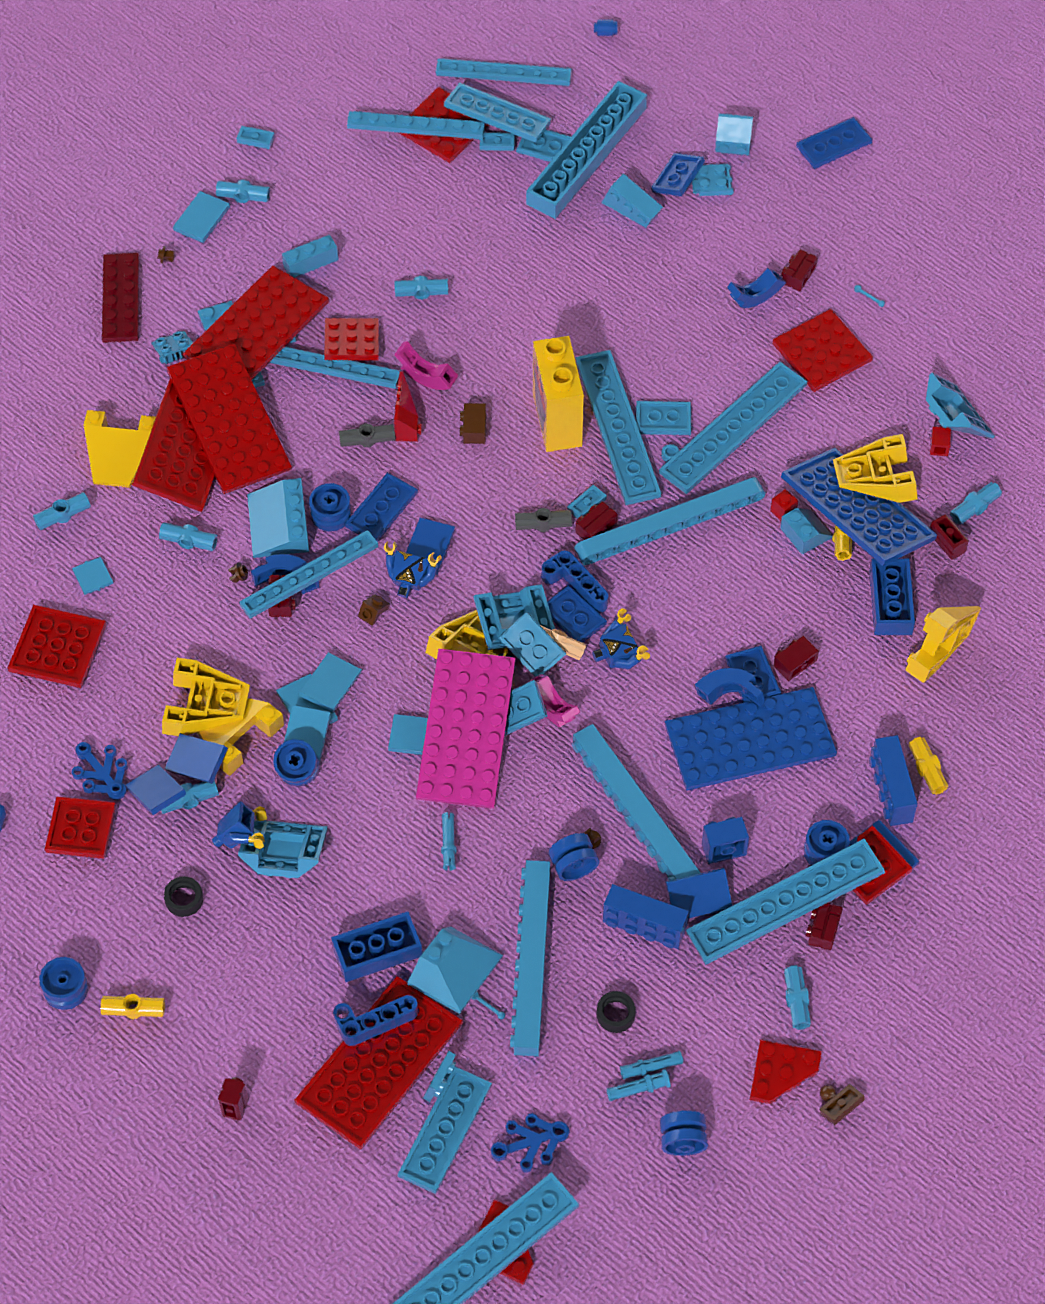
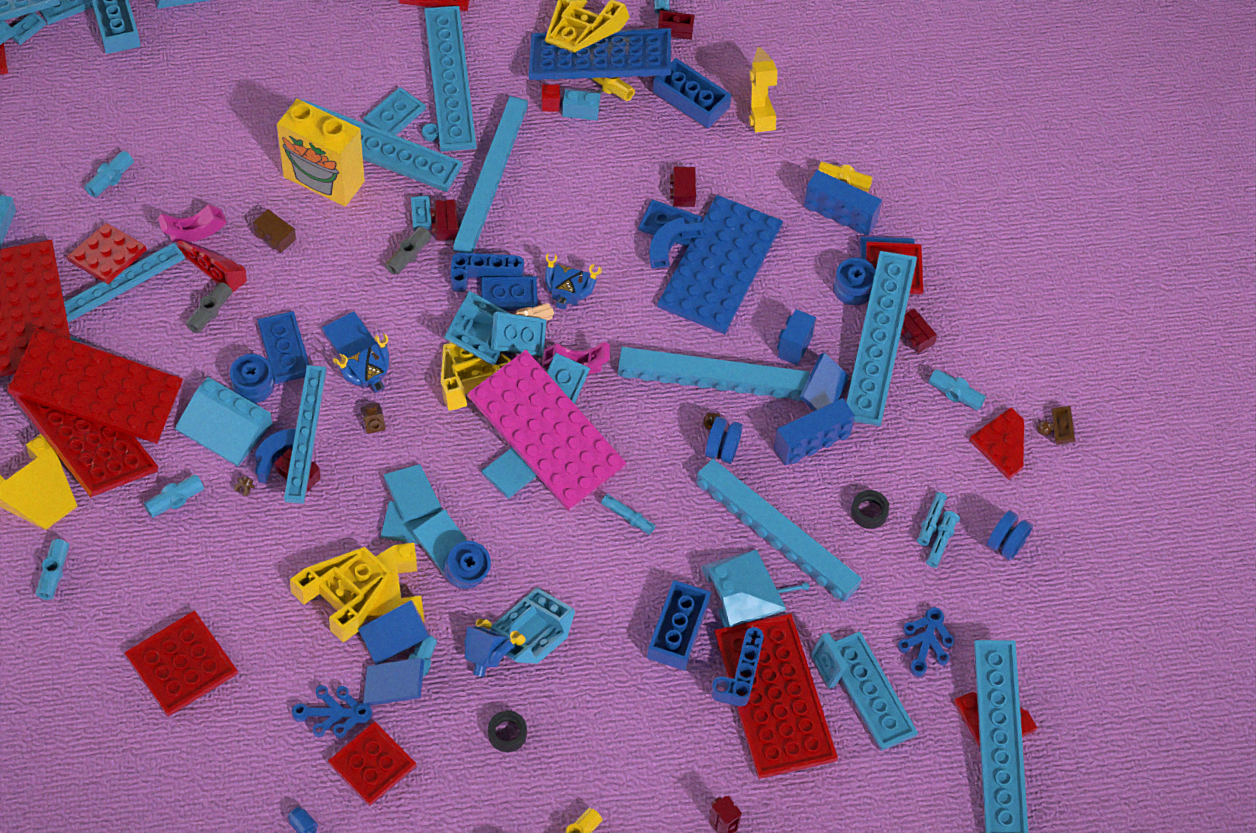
camera: 55 degrees left, 0 degrees up
(92, 575) = (136, 591): dark azure piece -> none

